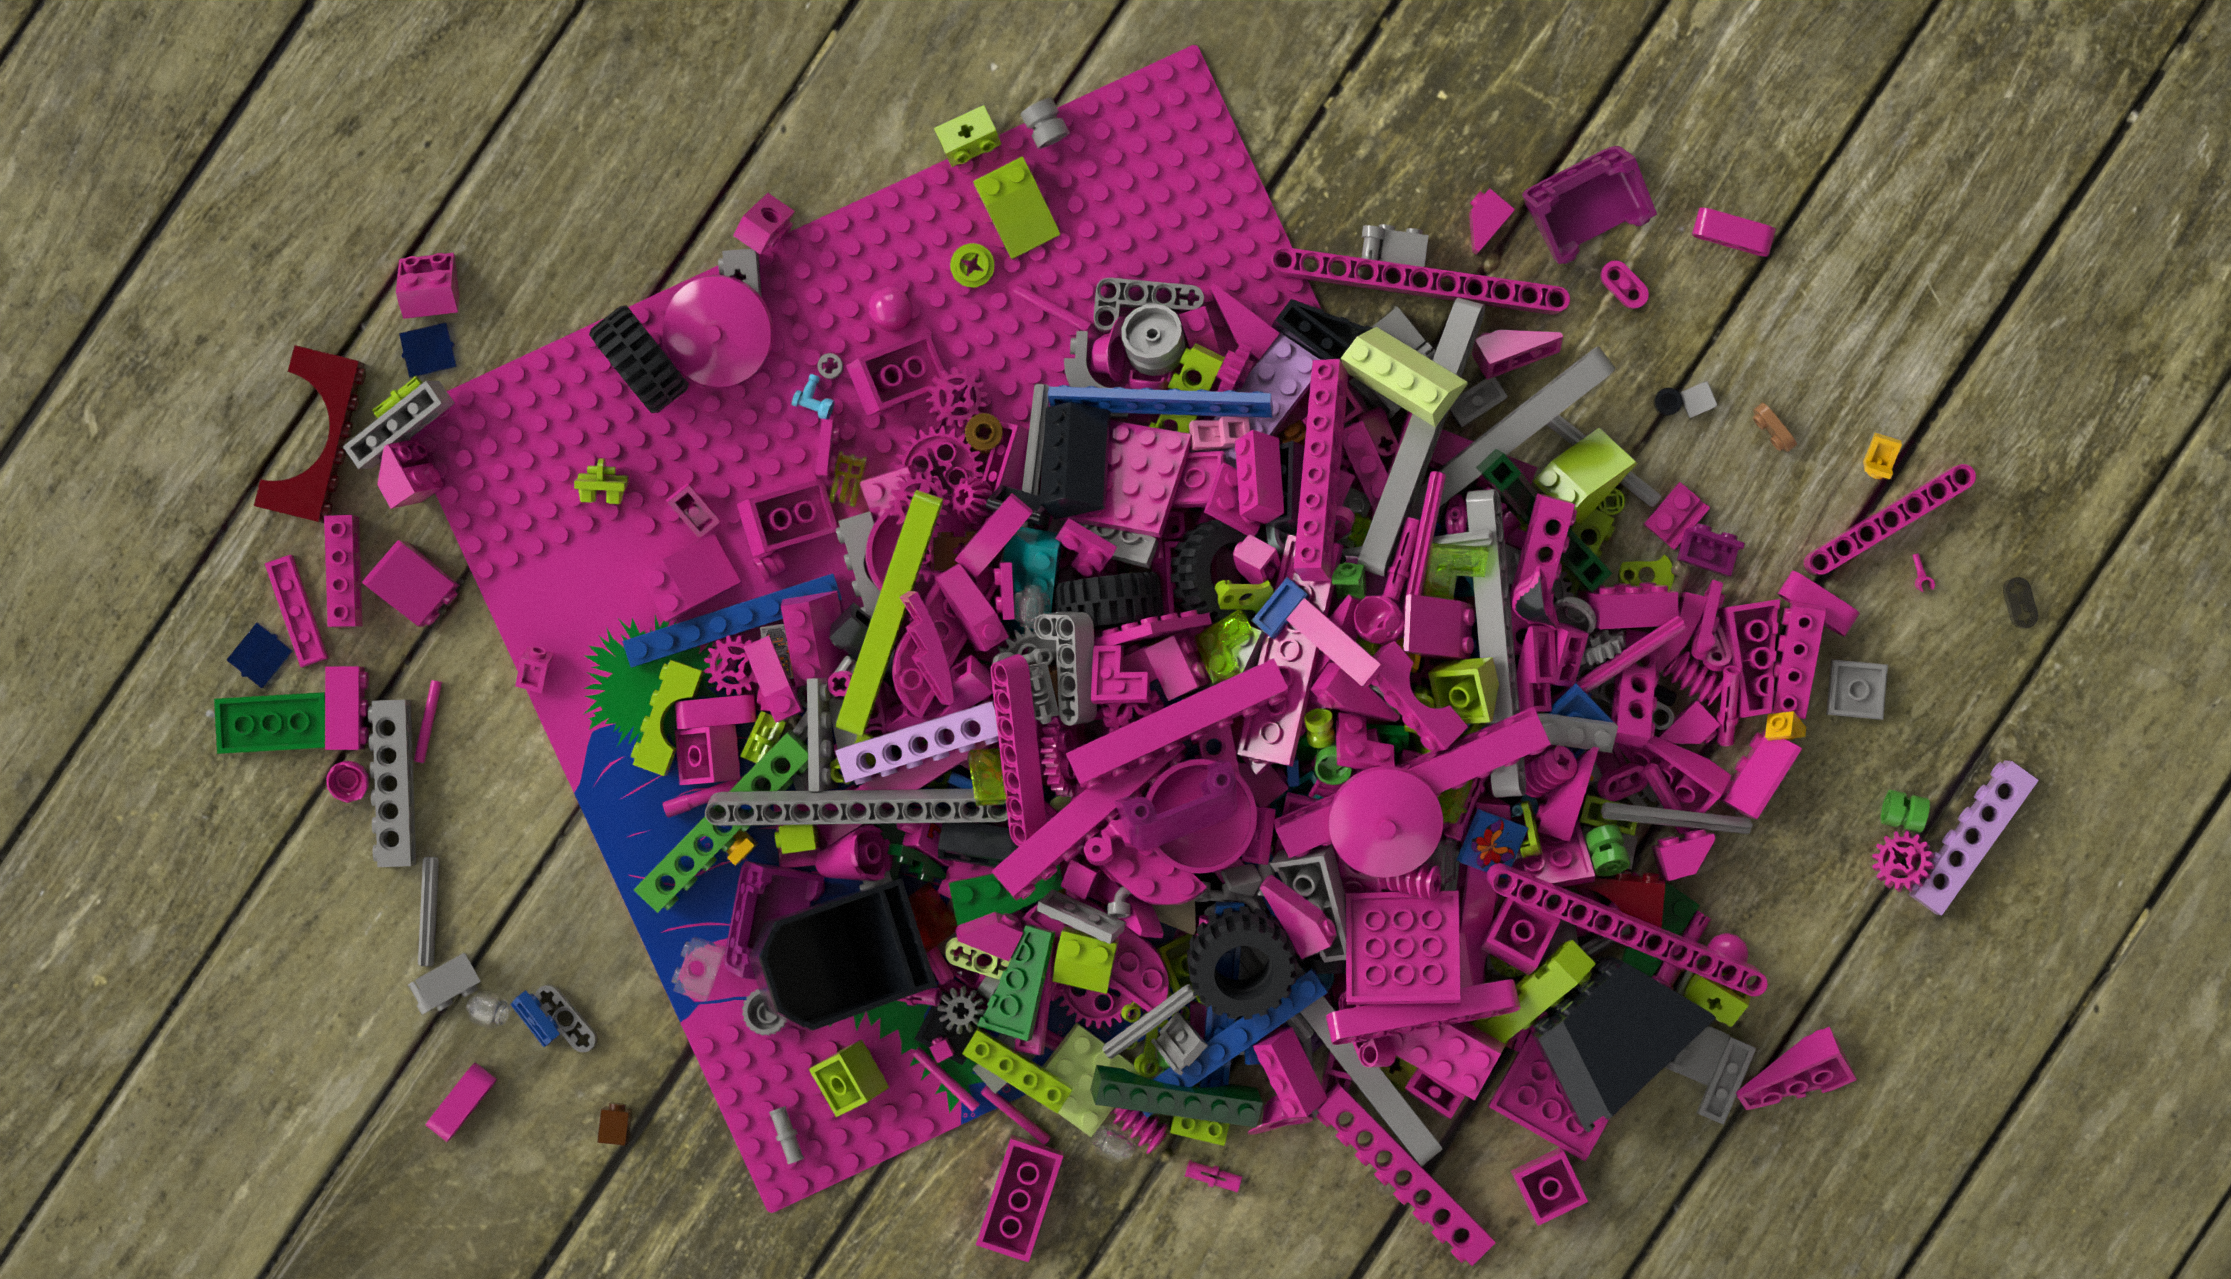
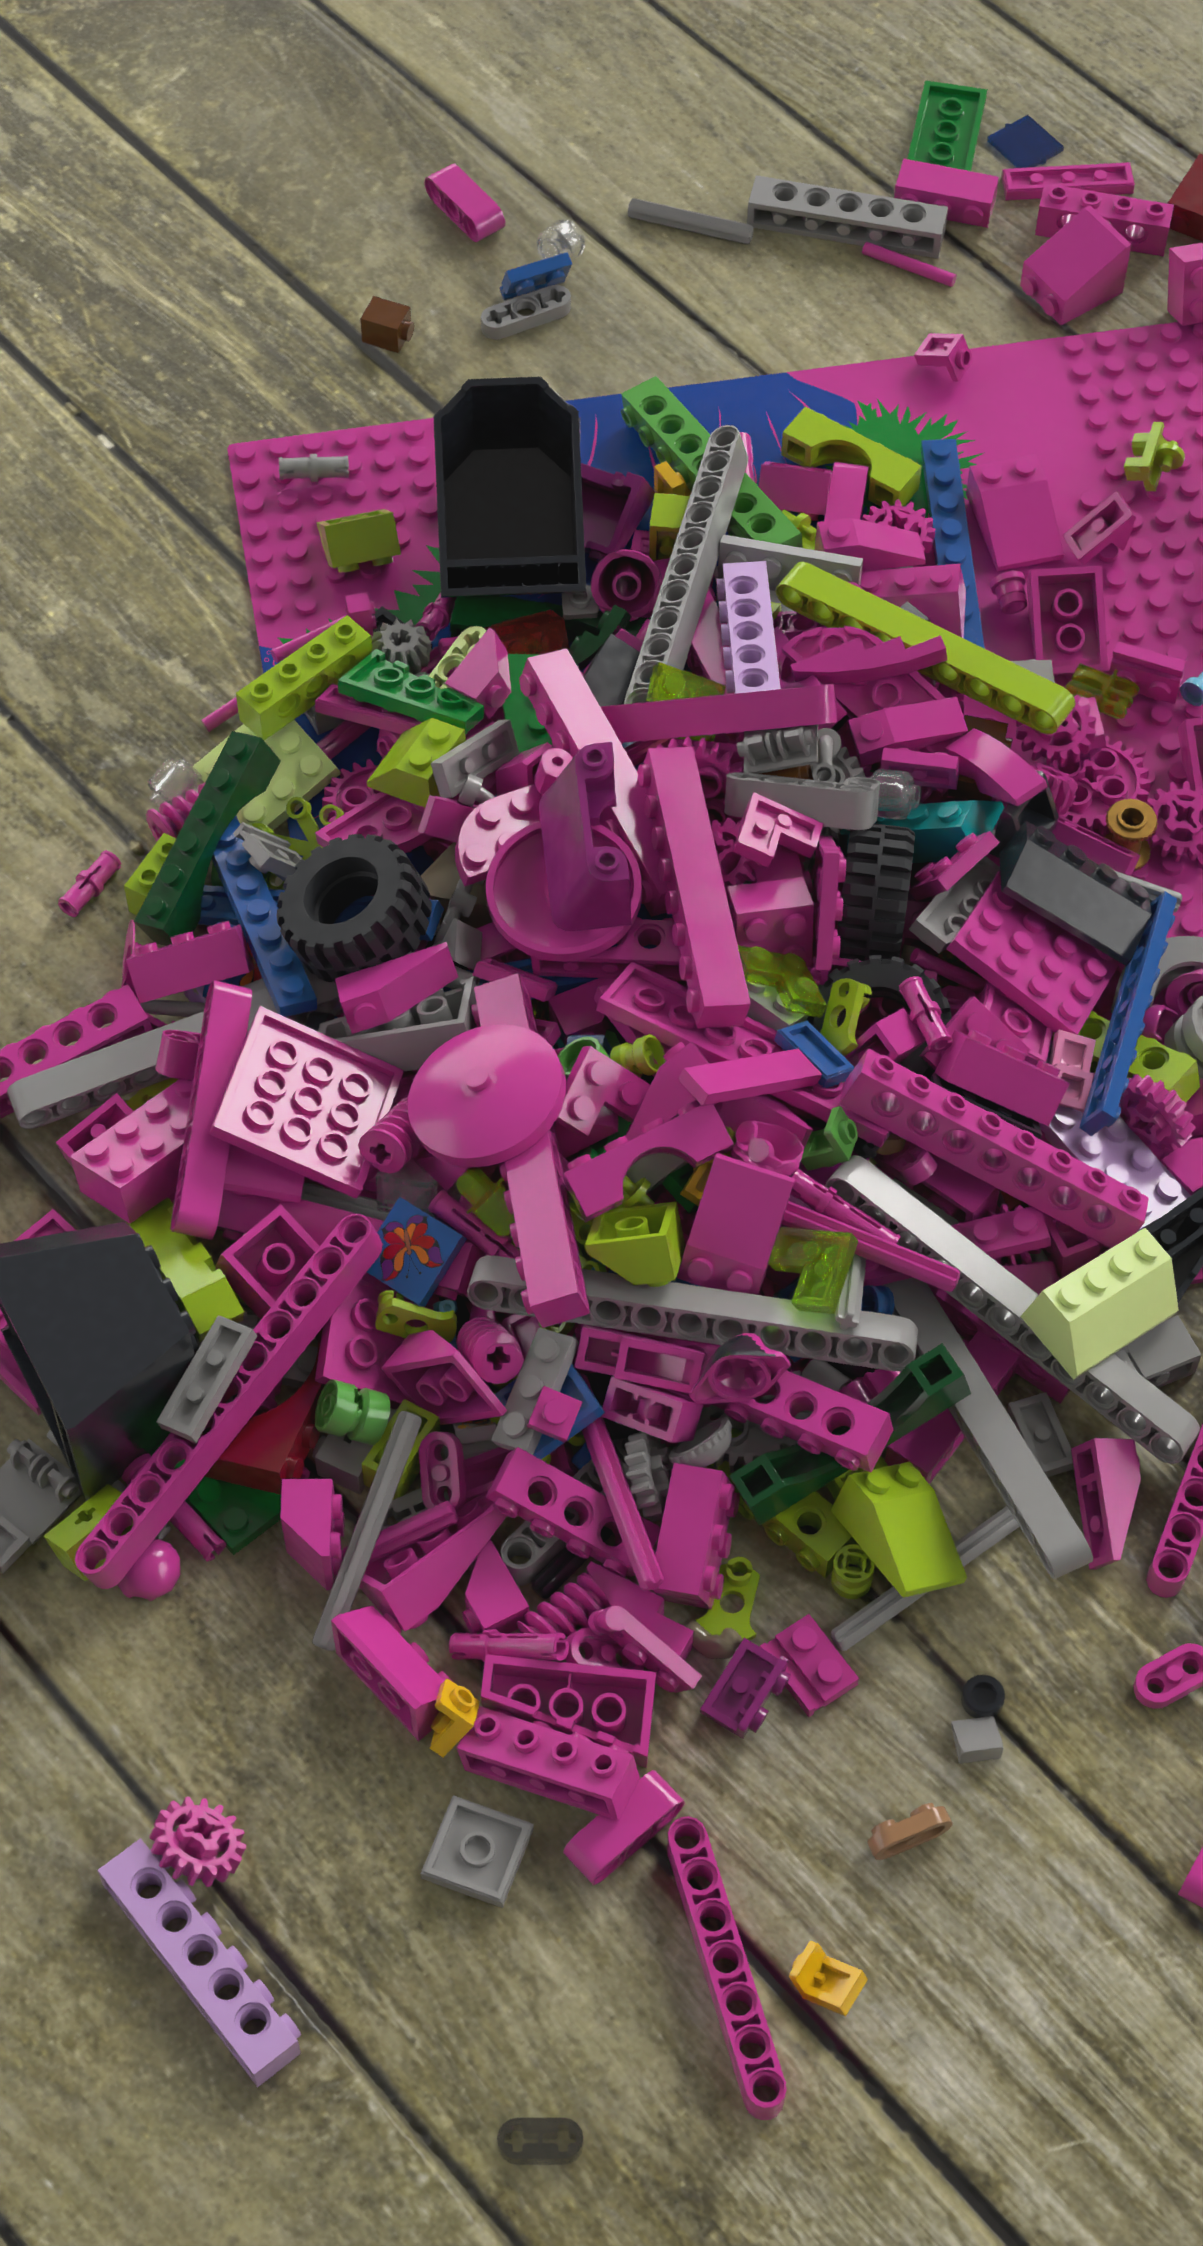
camera: 105 degrees right, 30 degrees down
(347, 781) = (862, 176): dark pink hair -> none
(444, 983) = (605, 213): light grey hinge -> none
(1020, 1198) = (146, 671): dark pink brick -> none
(1149, 1021) = (308, 807): light grey axle -> none
(1249, 527) = (925, 1014): none -> dark pink pin
(1593, 714) = (554, 1414): none -> dark pink plate
(1631, 946) = (207, 1378): none -> light grey plate
(1909, 812) = (269, 1881): bright green wheel -> none
(1921, 574) = (626, 1999): dark pink hand -> none

